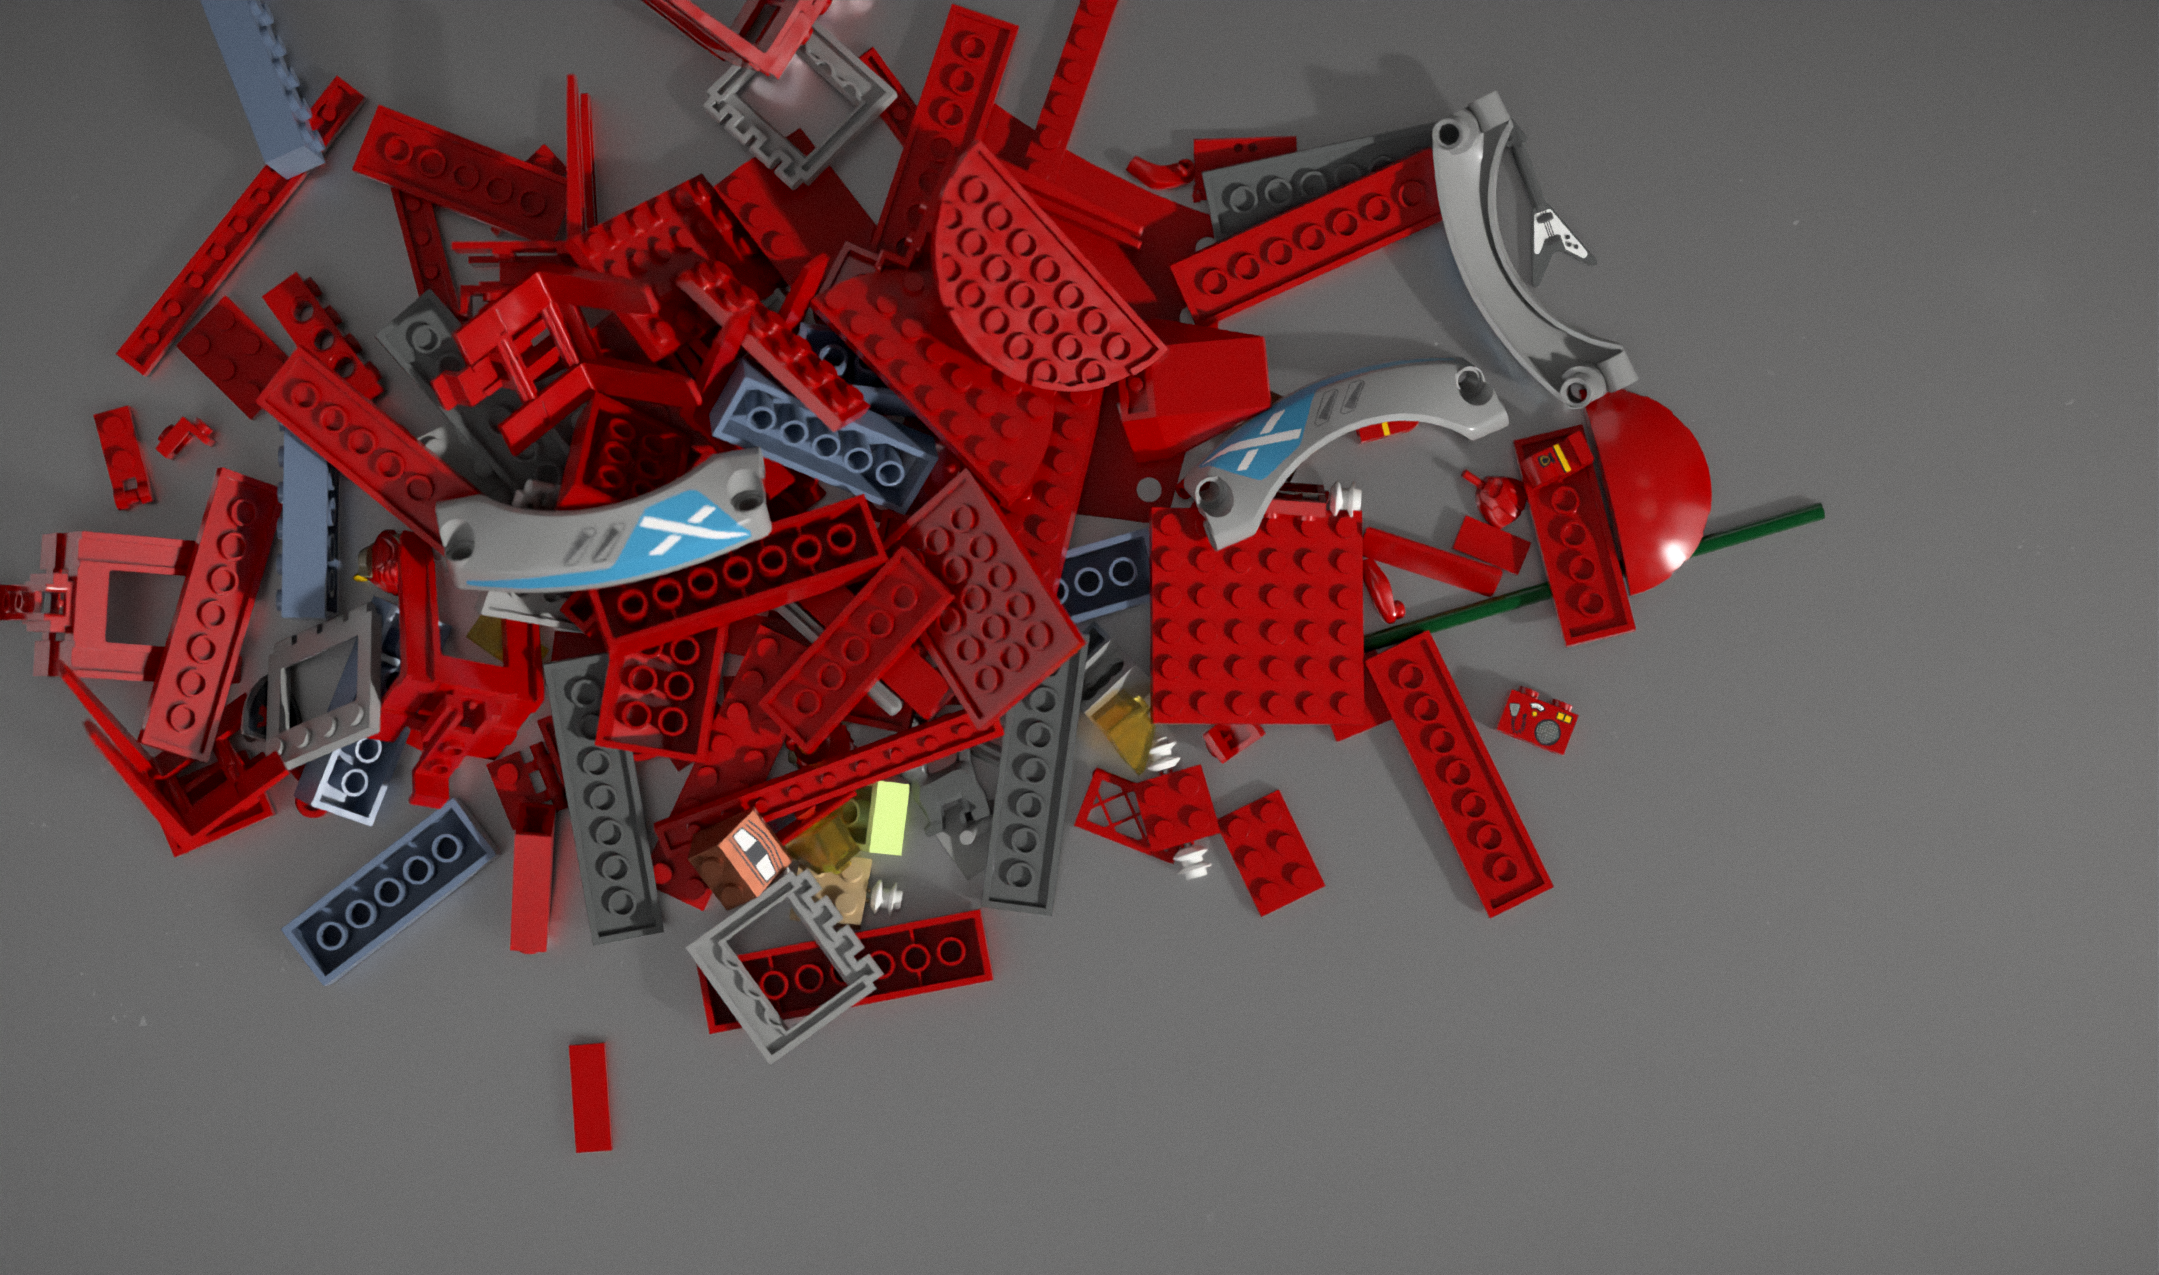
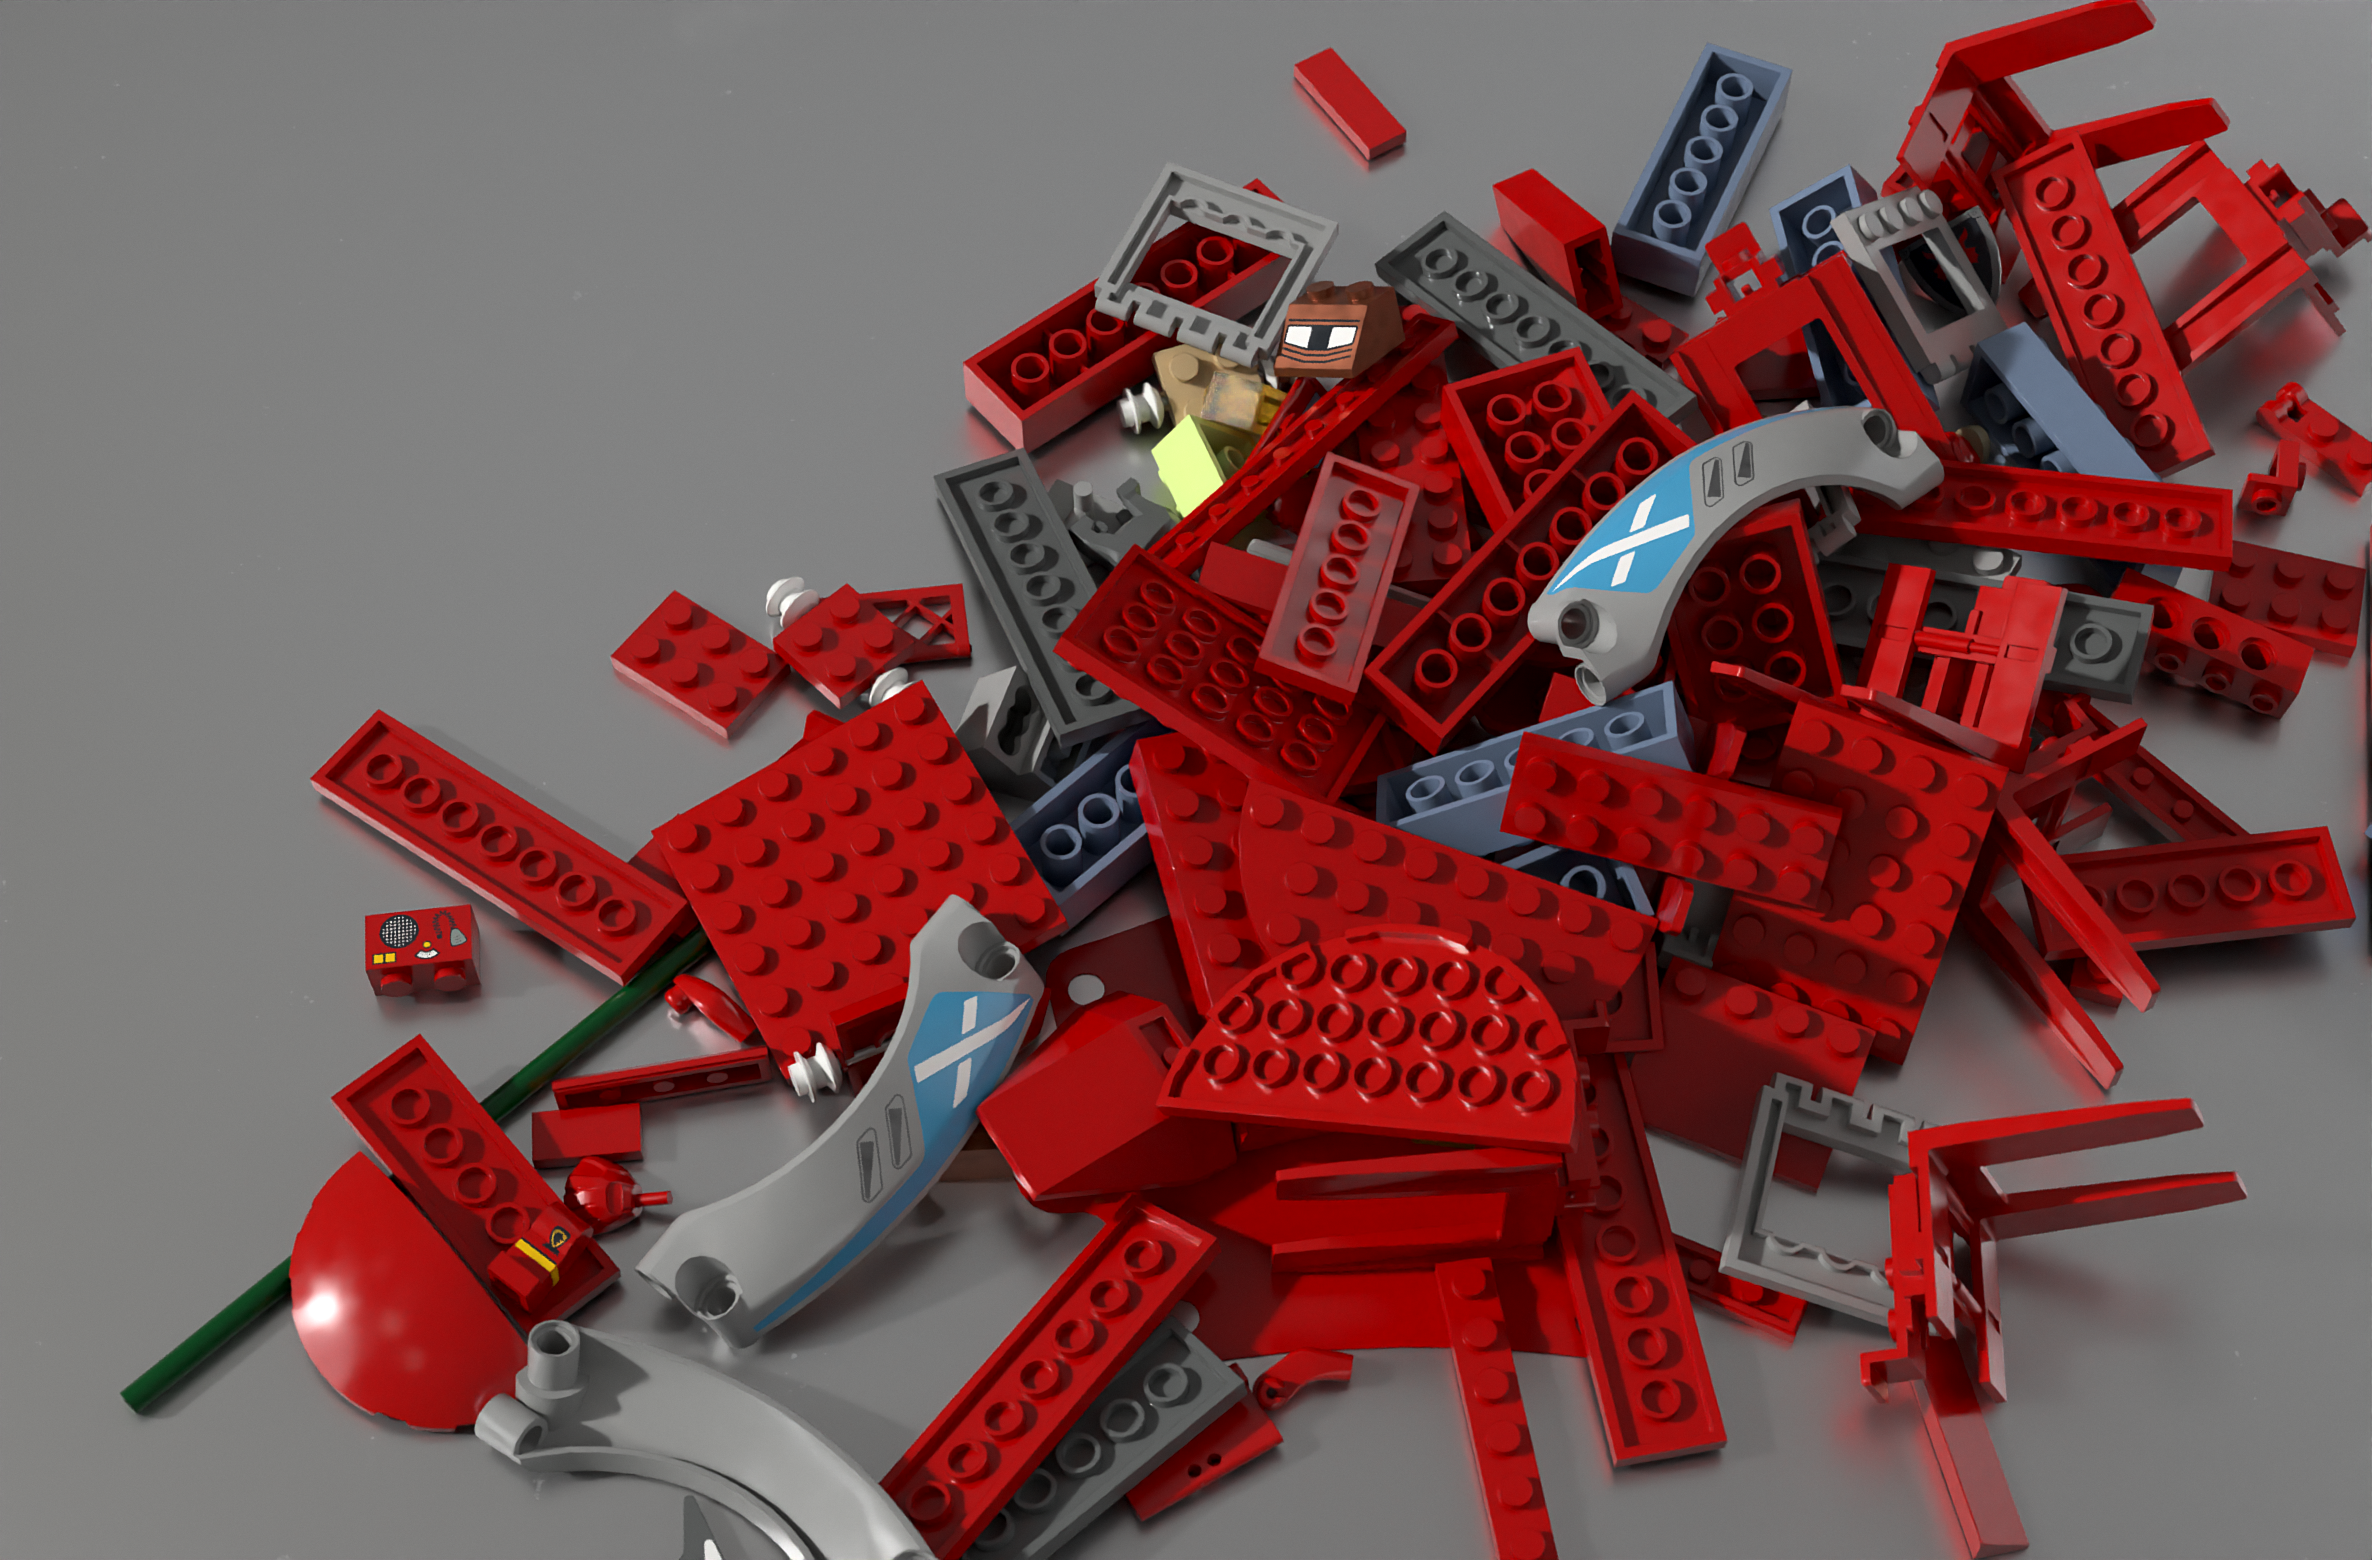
camera: 150 degrees right, 30 degrees down
(1127, 728) = (959, 679): clear yellow slope -> none

